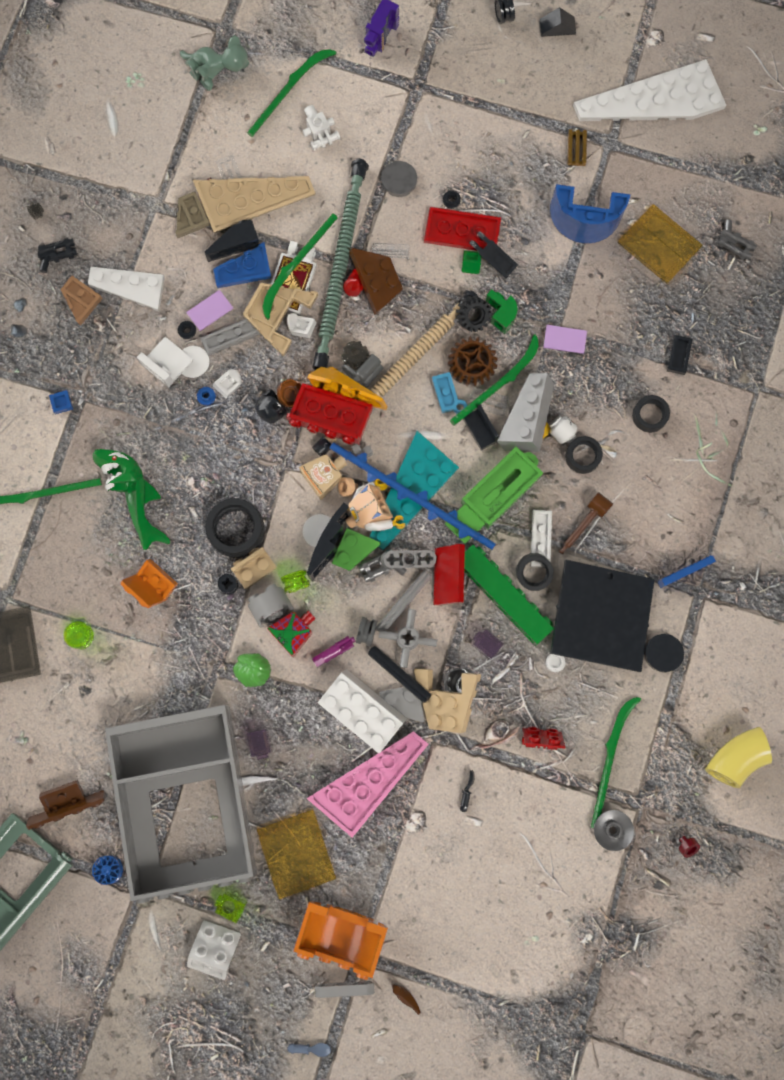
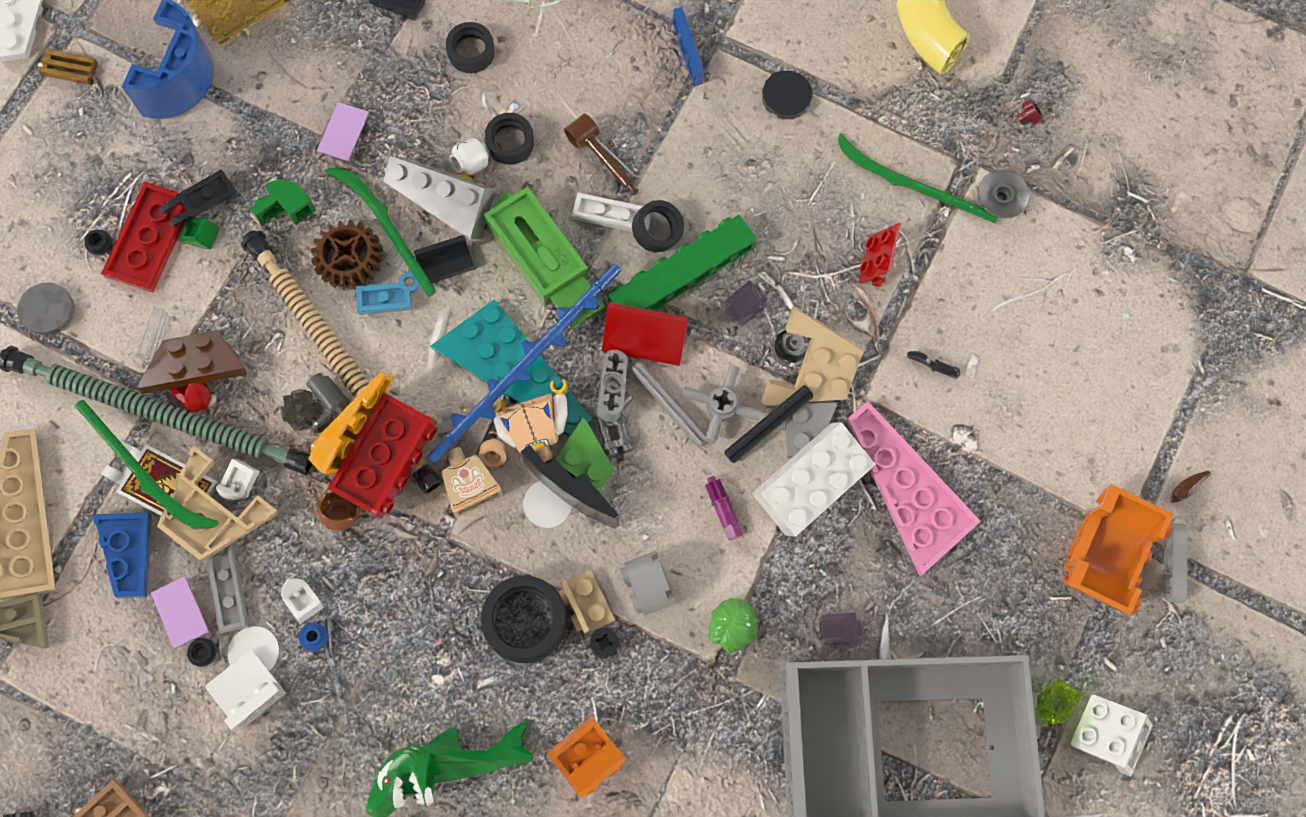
camera: 85 degrees left, 5 degrees down
(129, 285) = (106, 733): white wing -> none
(235, 240) = (76, 551): black slope -> none
(269, 407) = (352, 546): black helmet -> none
(292, 631) = (688, 559): torso -> none
(295, 581) = (618, 544): clear neon green wheel -> none
(296, 854) = (992, 603): clear yellow piece -> none
(319, 1049) = (1248, 608): sand blue piece -> none
(366, 626) = (704, 457): dark grey wheel -> none
(481, 320) = (273, 248): black tyre -> none
(555, 663) = (779, 226): white tile -> none
(602, 616) = (729, 156): black piece -> none

